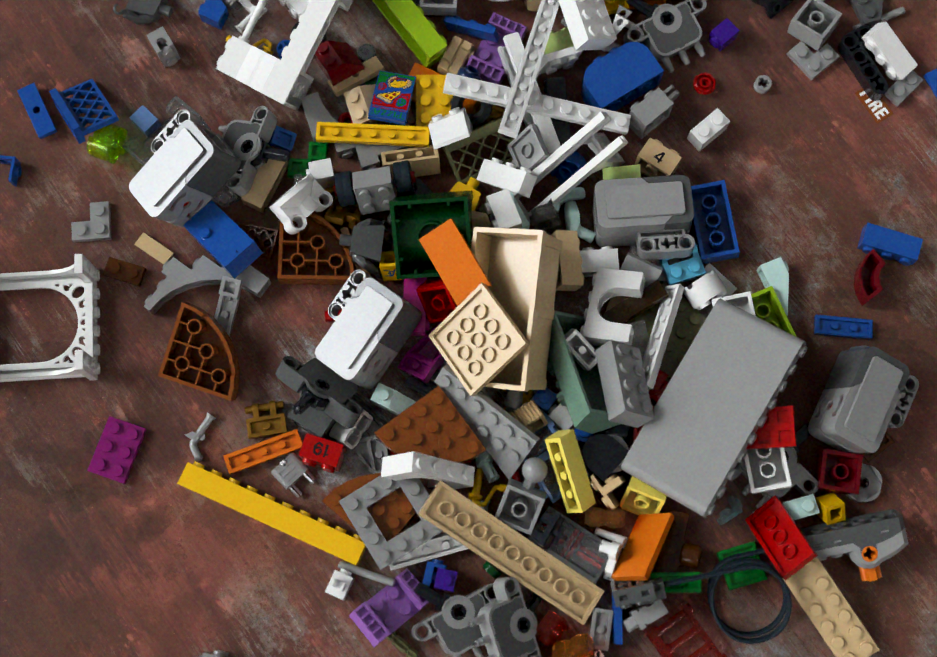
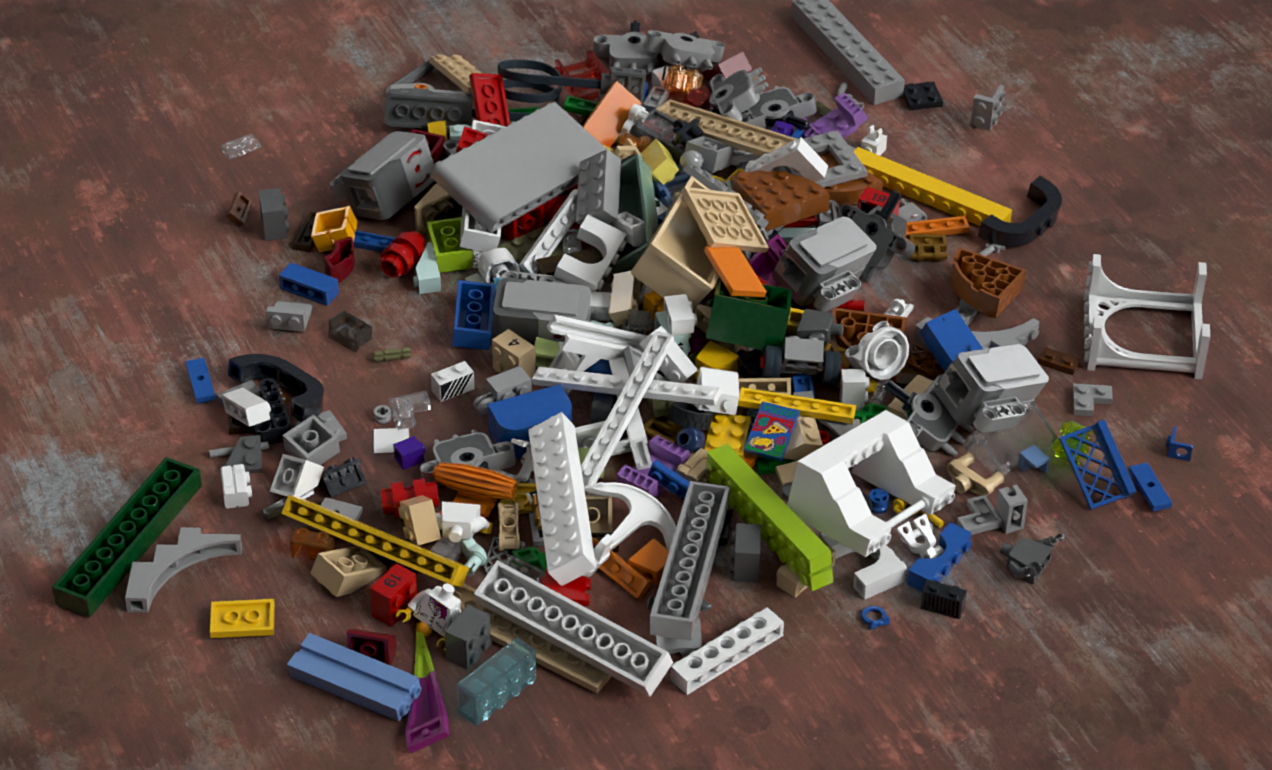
camera: 170 degrees left, 35 degrees down
(117, 450) = (1068, 248): magenta plate -> none
(148, 476) = (1020, 234): none -> black arch
(189, 46) = (982, 518): none -> light grey plate
(207, 89) = (966, 479): none -> tan connector
(289, 301) = (899, 308): none -> white hips
(705, 78) = (442, 420): red plate -> none
(745, 59) = (386, 438): none -> white sticker
(745, 97) = (404, 406): none -> clear brick
(777, 163) = (392, 354): none -> olive axle
(797, 380) = (433, 203): none -> tan slope
(806, 304) = (402, 254): none -> red piece
(826, 184) = (349, 331): none -> clear smoke window
(852, 100) = (263, 366): none -> black arch
(890, 318) = (333, 226): none -> light orange piece
(893, 195) = (288, 316): none -> light grey bracket
(893, 618) = (415, 74): none -> dark grey axle
(916, 332) = (304, 240): none -> dark brown tile

